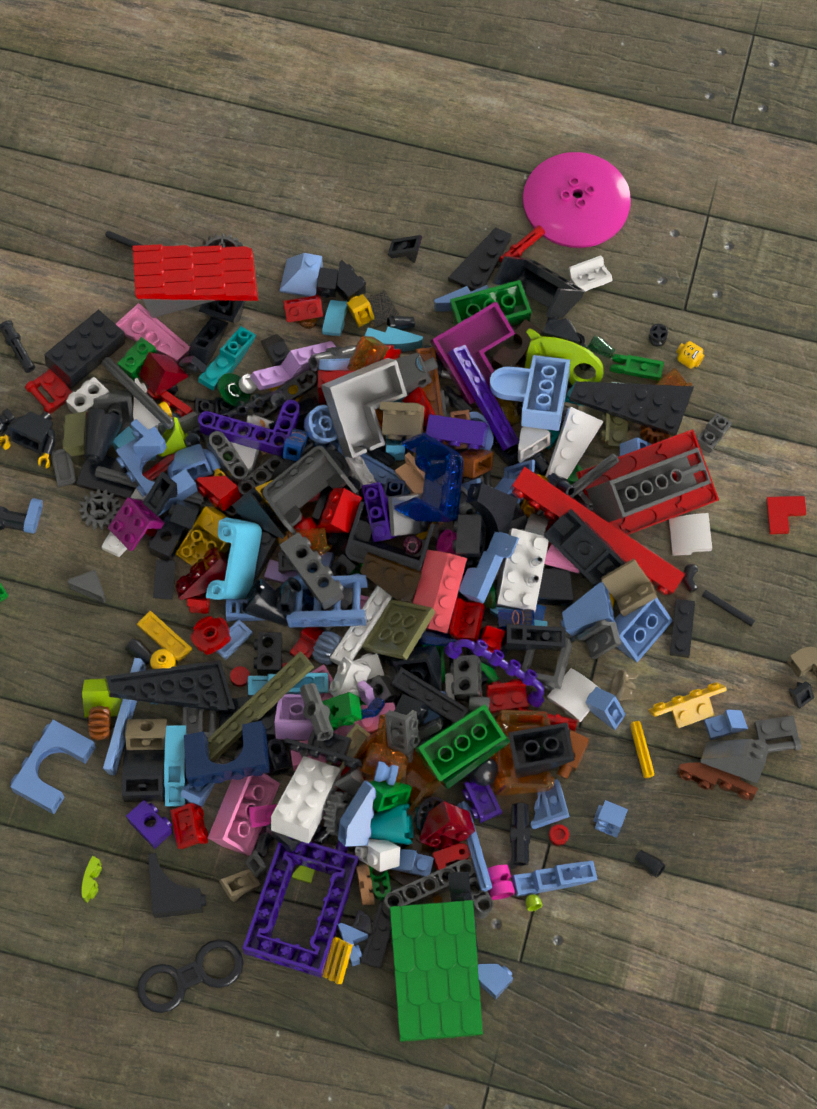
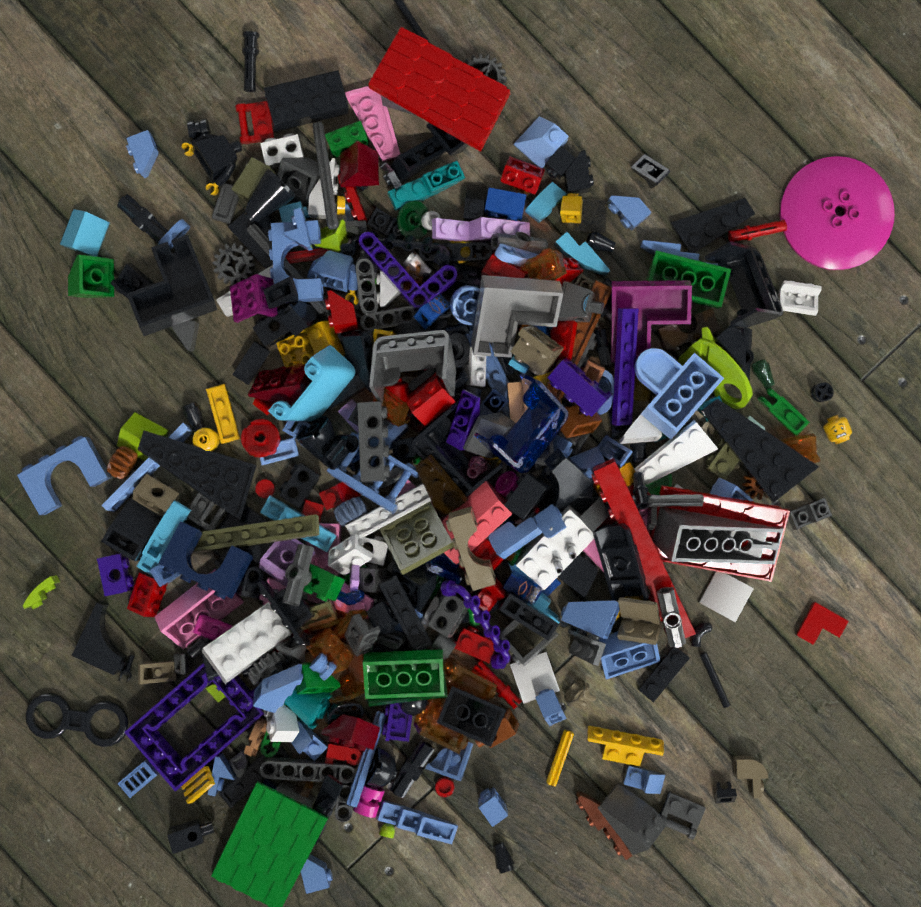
camera: 30 degrees right, 20 degrees up
(23, 573) = (130, 280): none -> black bracket
(67, 549) = (181, 294): none -> black piece
(211, 905) = (126, 671): none -> black hand
(284, 975) = (149, 768): none -> medium blue slope
(302, 335) = (504, 204): none -> blue brick
(356, 1011) = (180, 836): none -> black torso
(408, 286) = (629, 209): none -> medium blue slope
(432, 589) = (478, 570): none -> dark tan arch
(493, 846) = (382, 769): none -> black cylinder
(664, 577) = (669, 607): none -> dark grey piece

